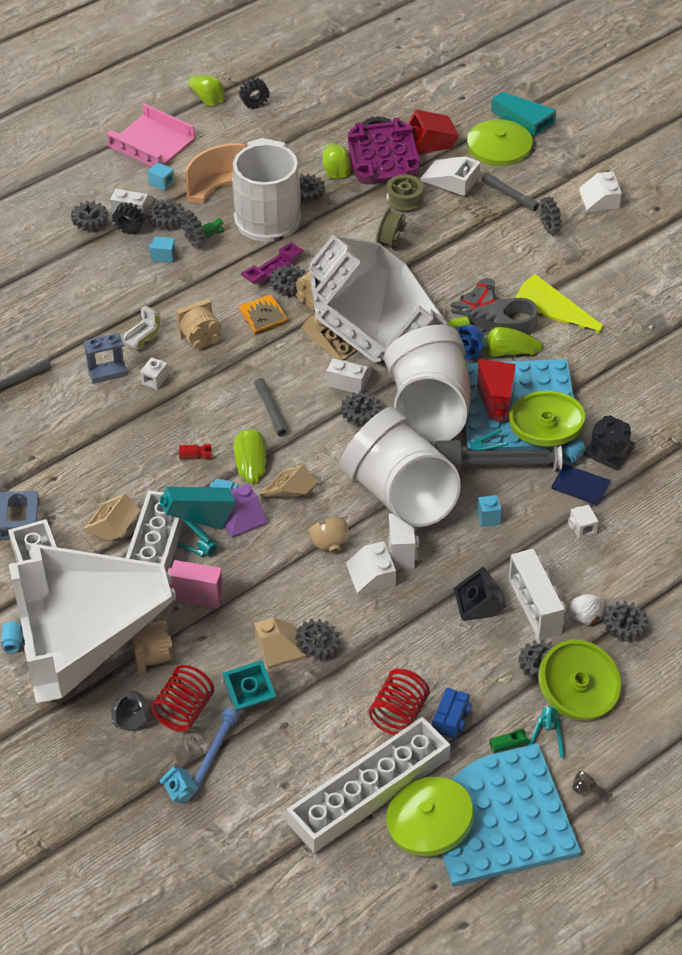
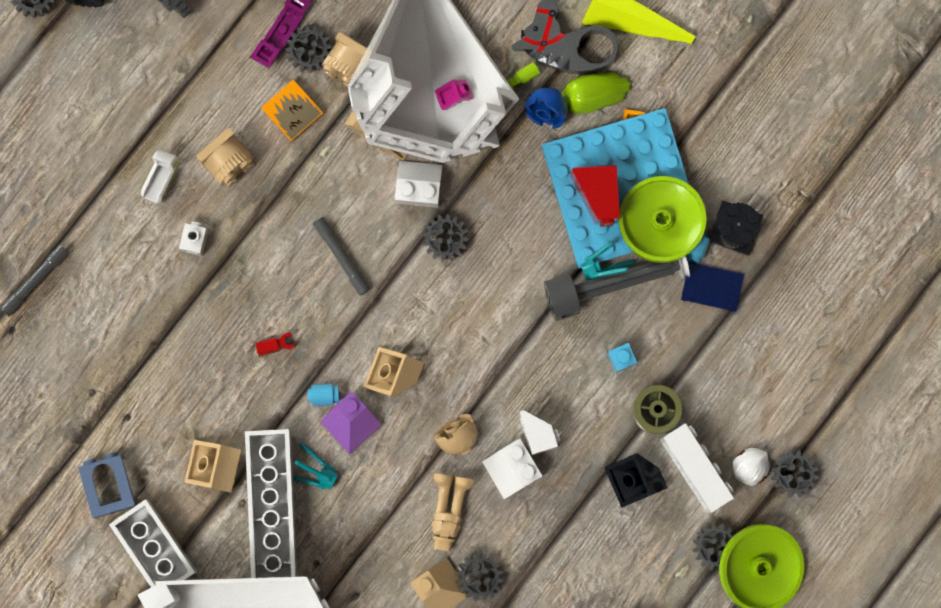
camera: 15 degrees left, 35 degrees up
(107, 370) = (137, 241): sand blue panel -> none
(162, 249) = (141, 32): medium azure brick -> none
(197, 584) = (332, 542): bright pink brick -> none
(198, 504) = (307, 446): teal slope -> none
(250, 455) = (338, 336): lime hair -> none
(301, 595) = (448, 524): none -> tan piece
(393, 320) = (453, 93): none -> dark pink bracket
(402, 469) = (519, 345): white cylinder -> none
(431, 381) = (524, 209): white cylinder -> none
(505, 543) = (655, 422): none -> olive wheel
(583, 521) = (725, 346): white brick -> none

